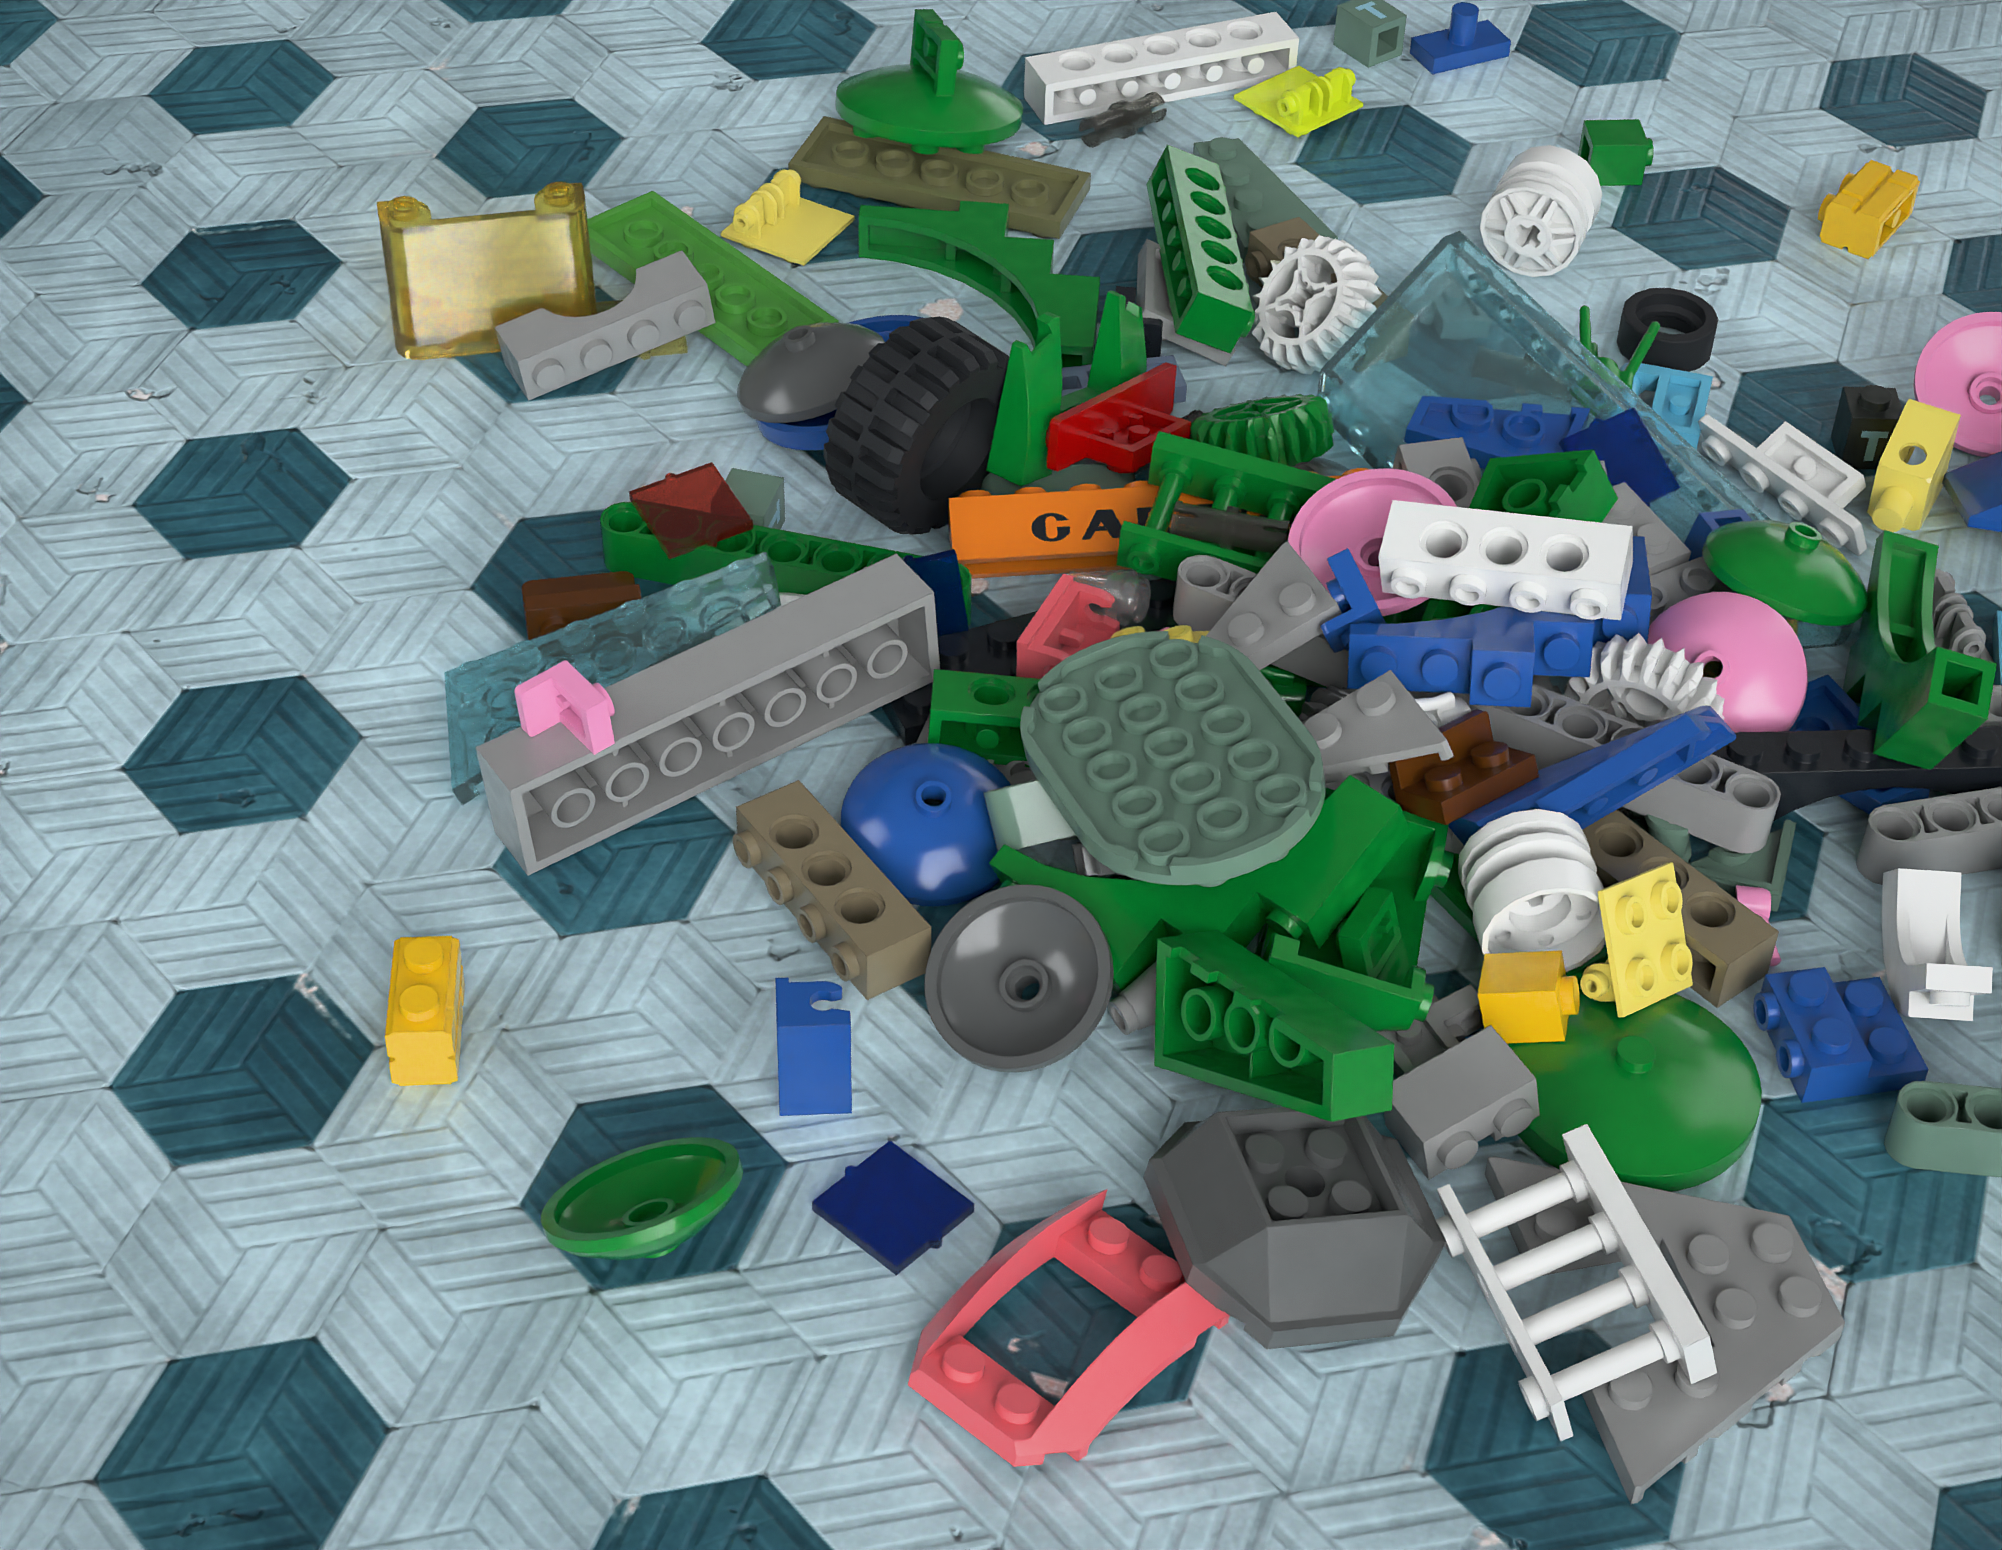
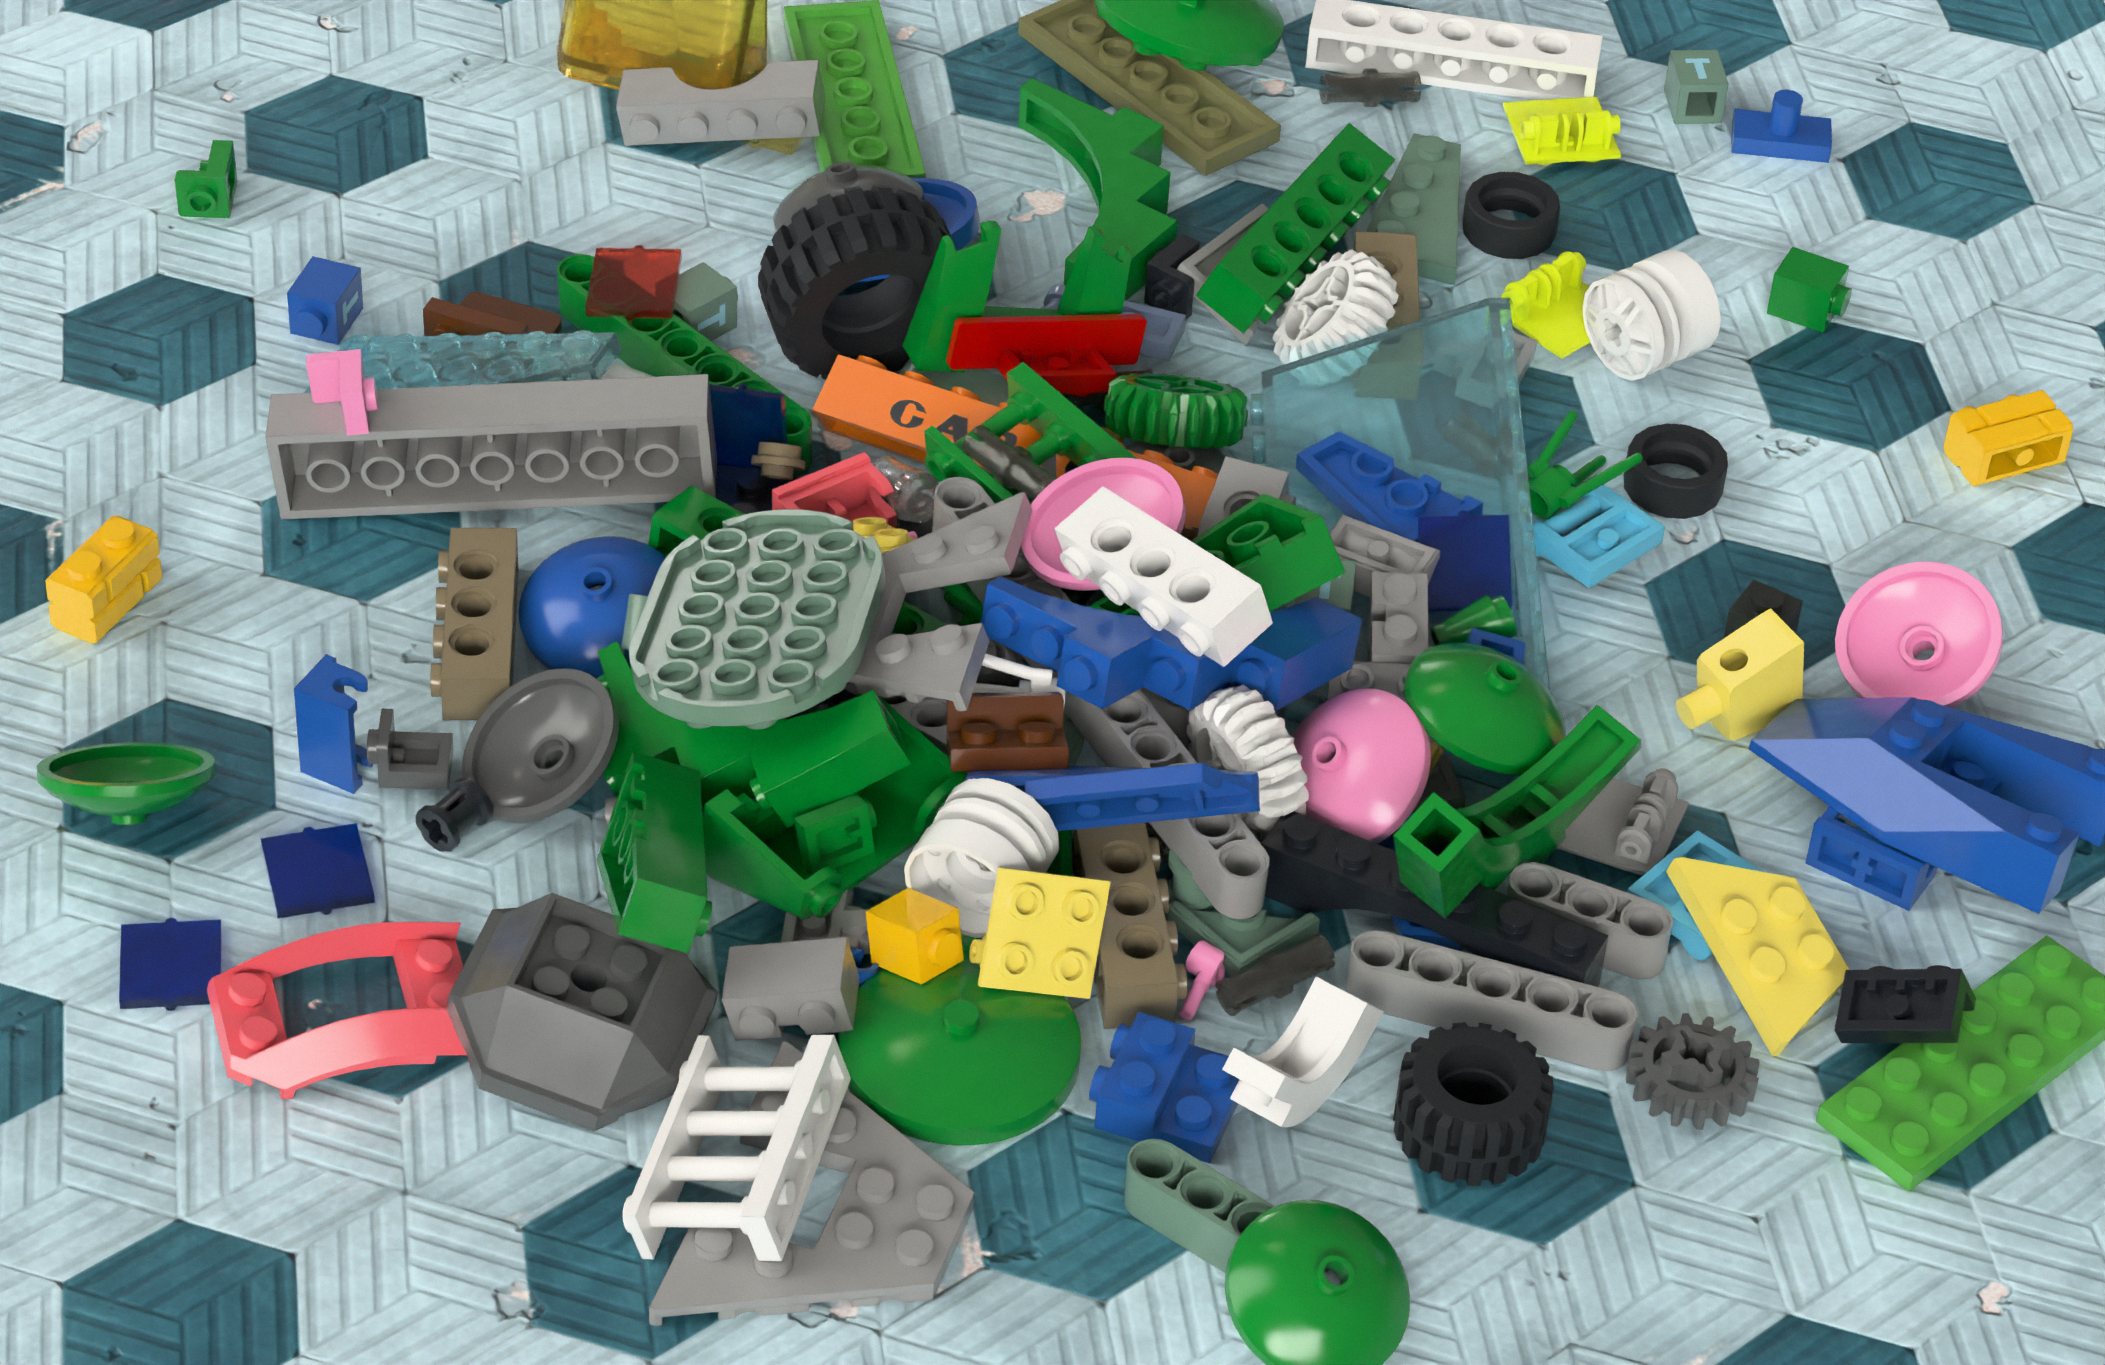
camera: 30 degrees right, 0 degrees up
(176, 582) = (210, 189): none -> green bracket
(392, 646) = (325, 300): none -> blue brick
(785, 223) = (972, 68): light yellow hinge -> none
(838, 1377) = (168, 963): none -> clear blue piece
(893, 1048) = (409, 758): none -> dark grey bracket
(975, 616) = (778, 460): none -> dark tan plate
(978, 1084) = (454, 814): none -> black bush
(1336, 160) = (1511, 237): none -> black tyre
(1352, 598) = (1031, 554): blue bracket -> none
(1427, 224) = (1550, 304): none -> neon yellow hinge
(1681, 505) = (1483, 614): none -> green cone
(1796, 472) = (1650, 644): white bracket -> none
(1814, 888) = (1275, 974): none -> clear smoke pin

